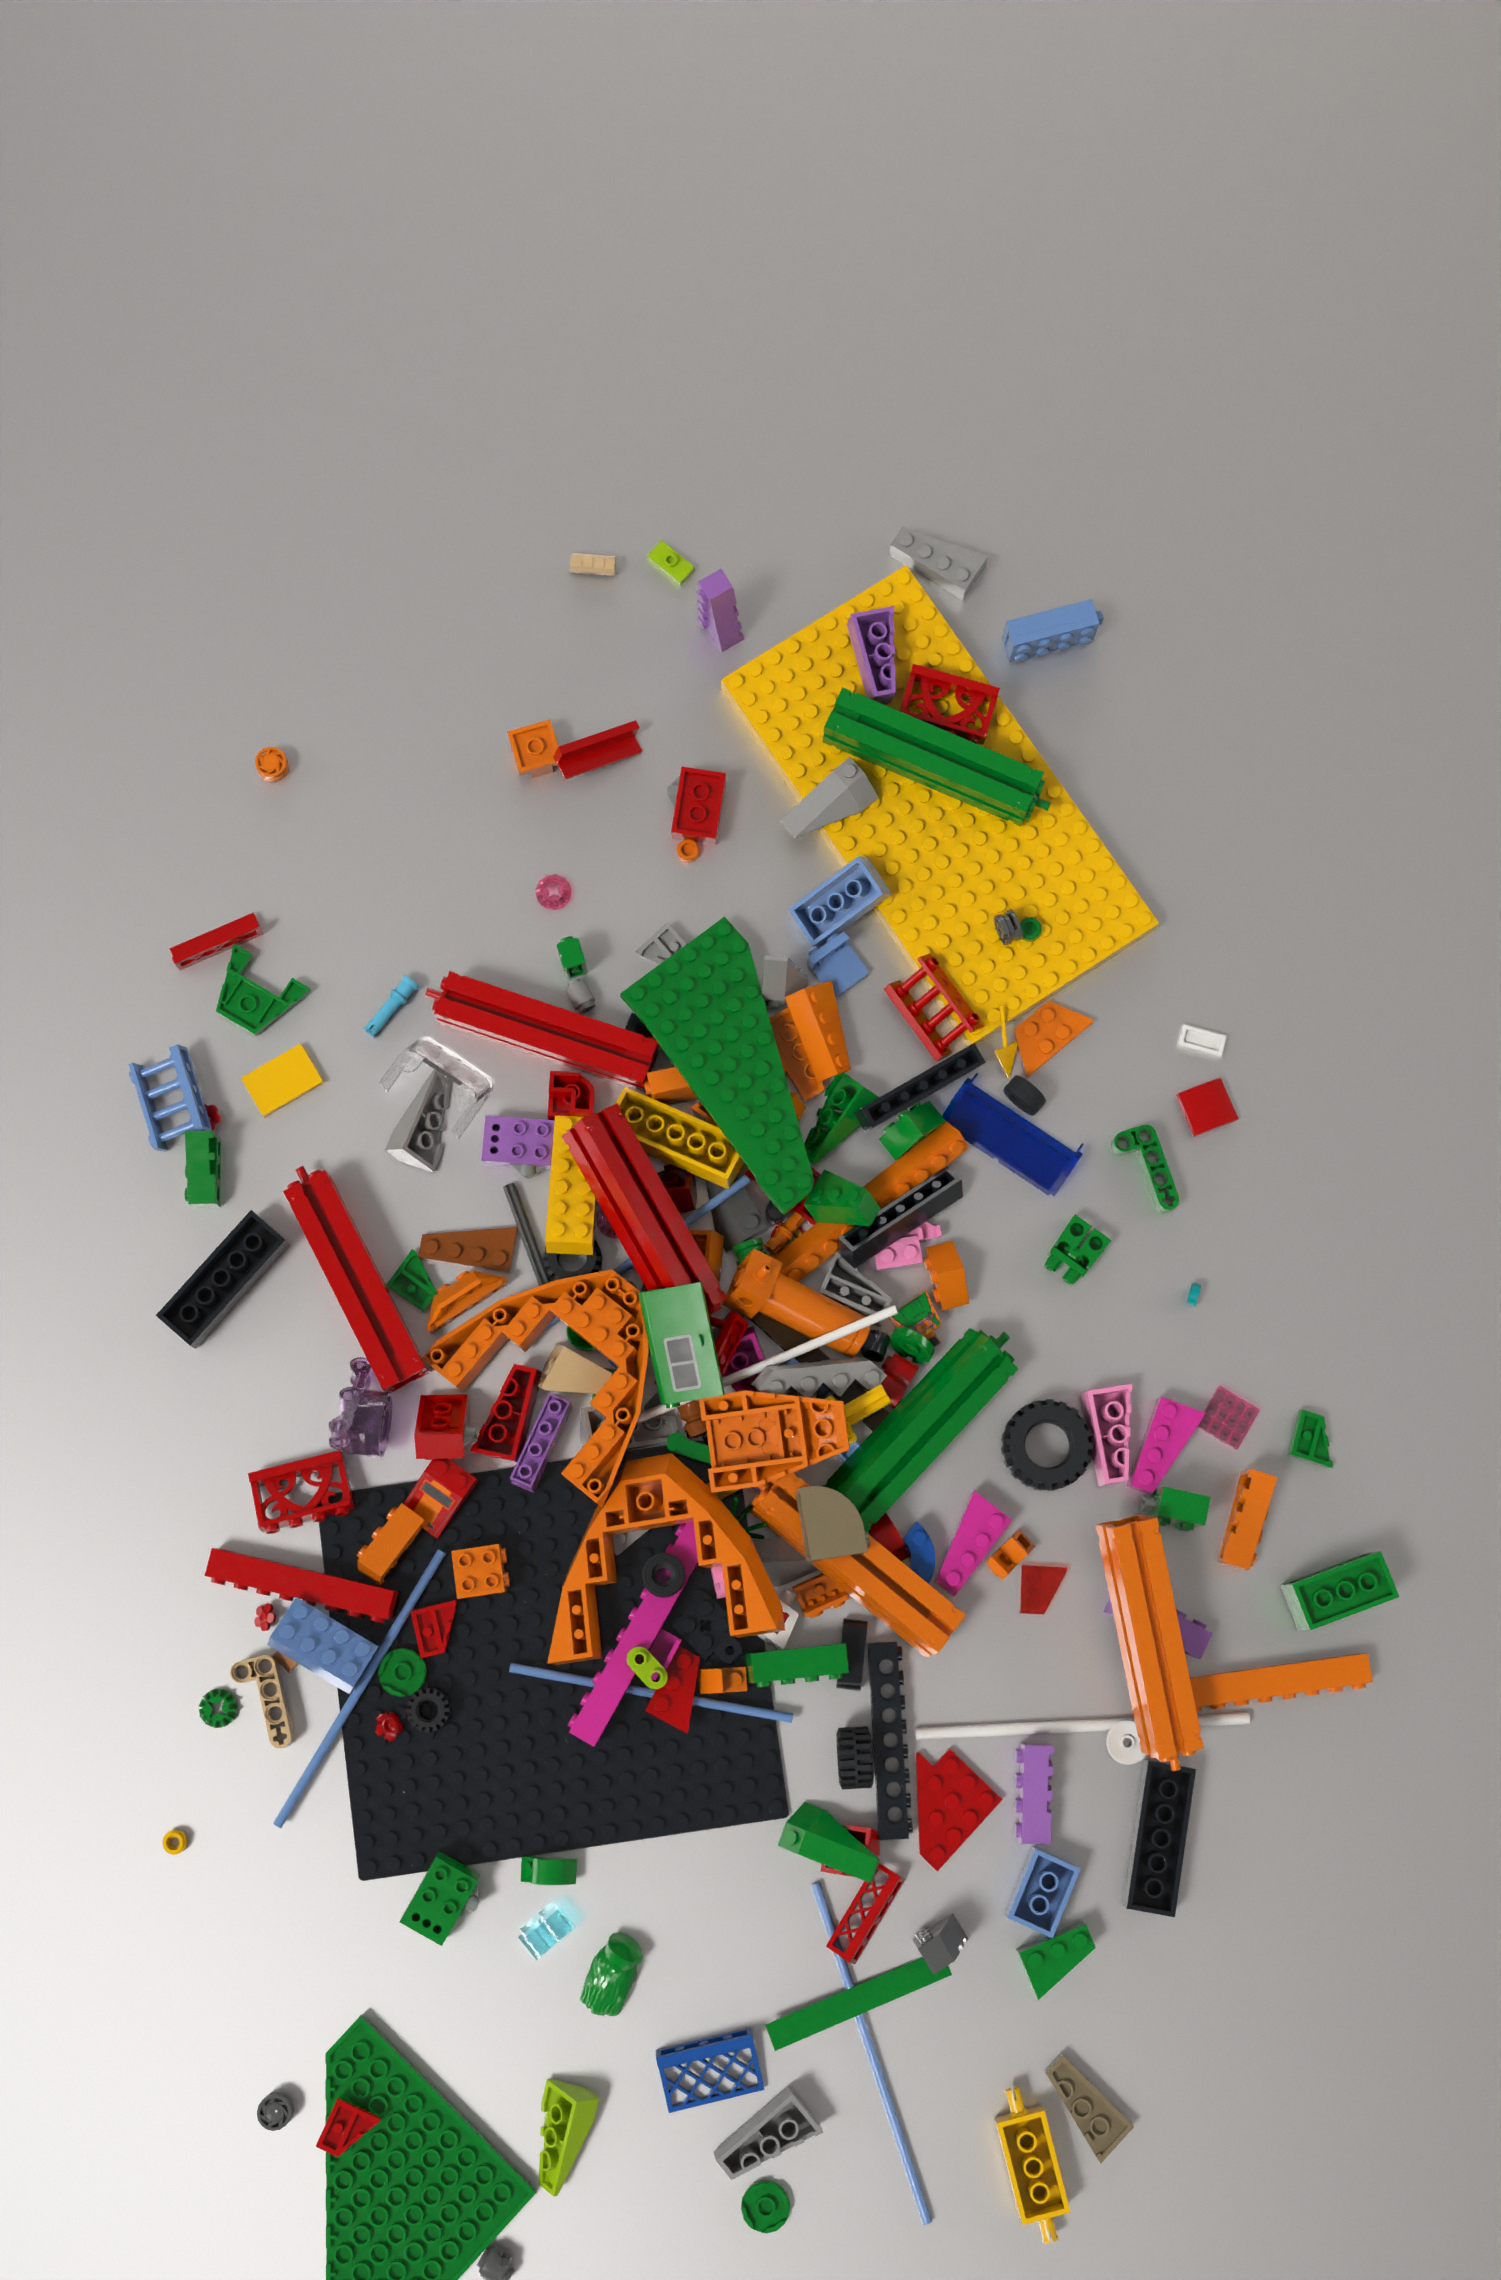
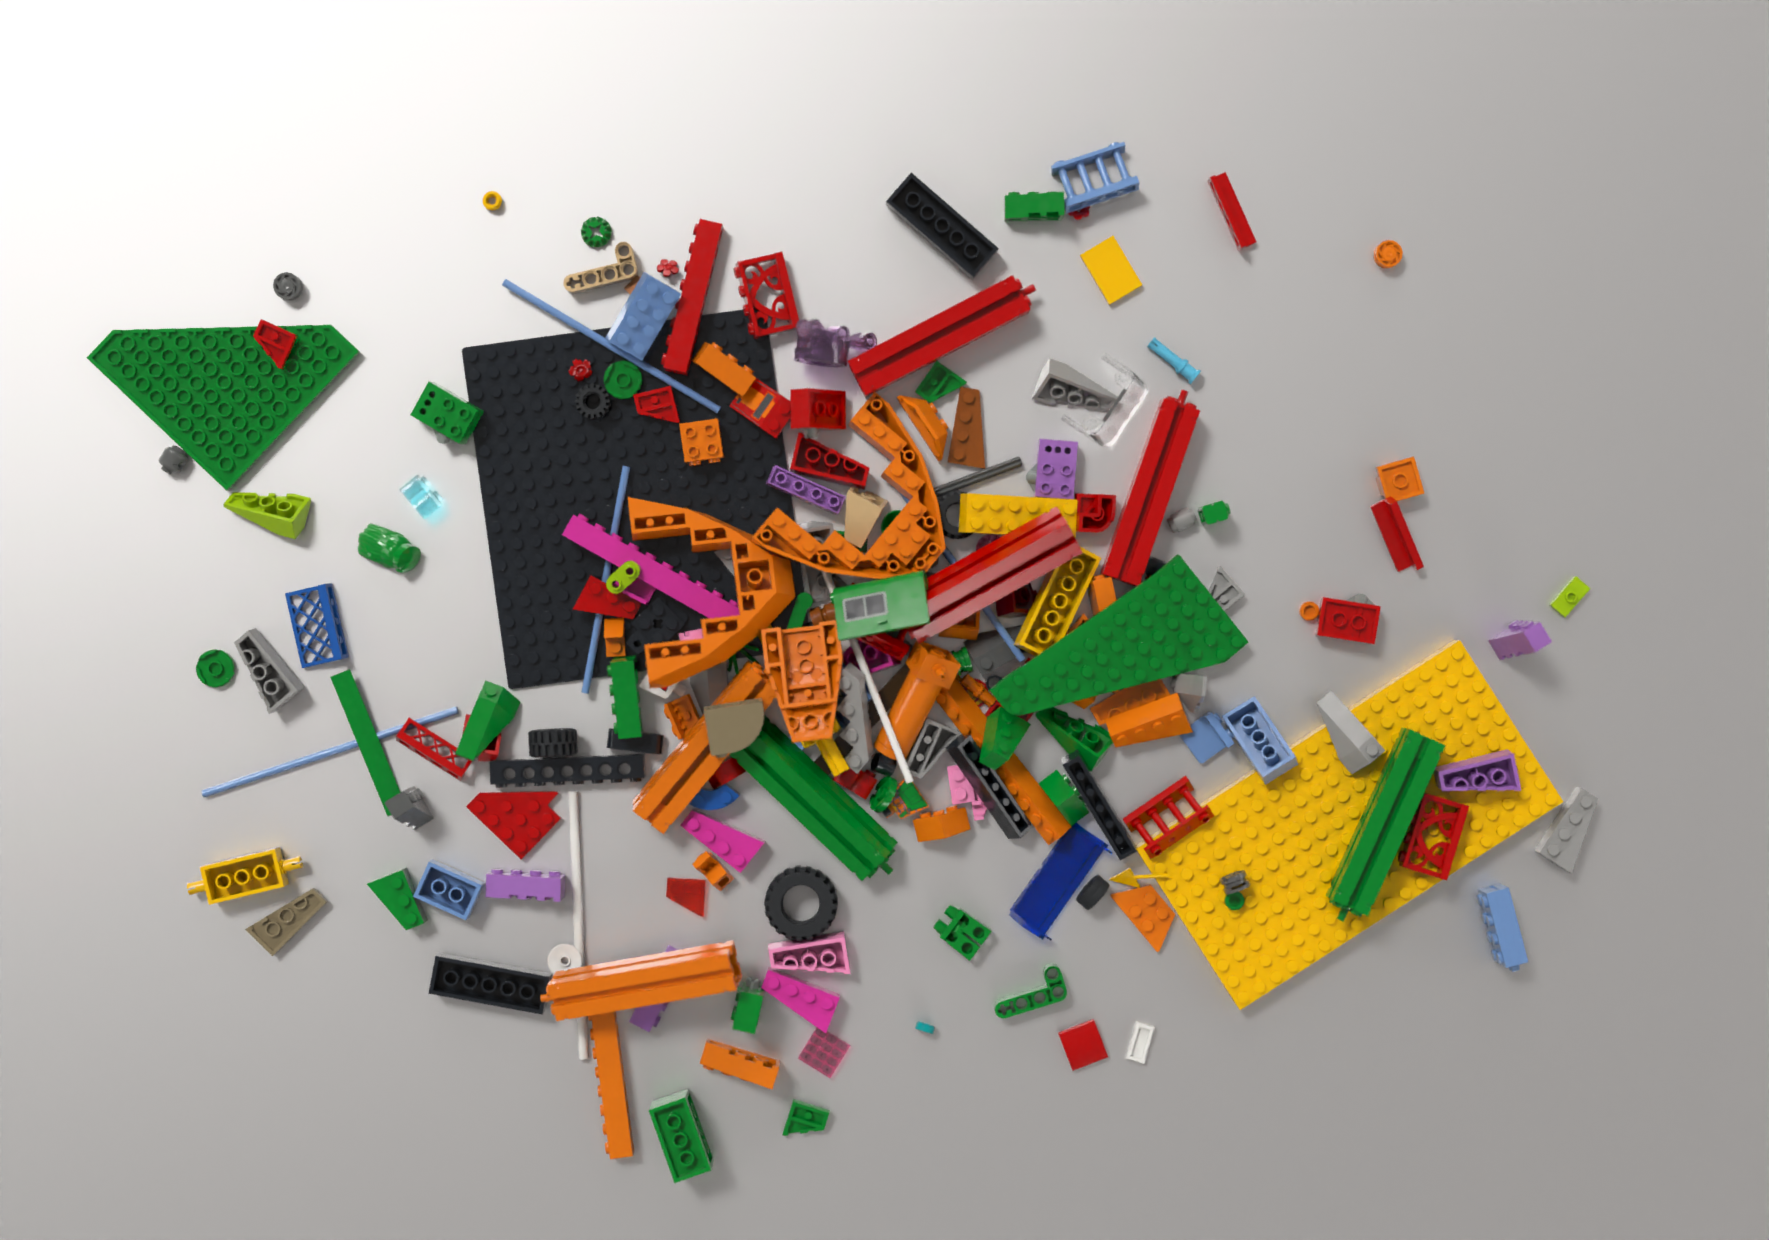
camera: 90 degrees right, 10 degrees up
(250, 1004) = (1176, 241): green wing -> none
(548, 1870) = (467, 498): green brick -> none
(555, 901) = (1264, 497): clear pink gear -> none
(592, 564) = (1568, 529): tan axle -> none
(650, 1570) = (696, 601): black tyre -> none

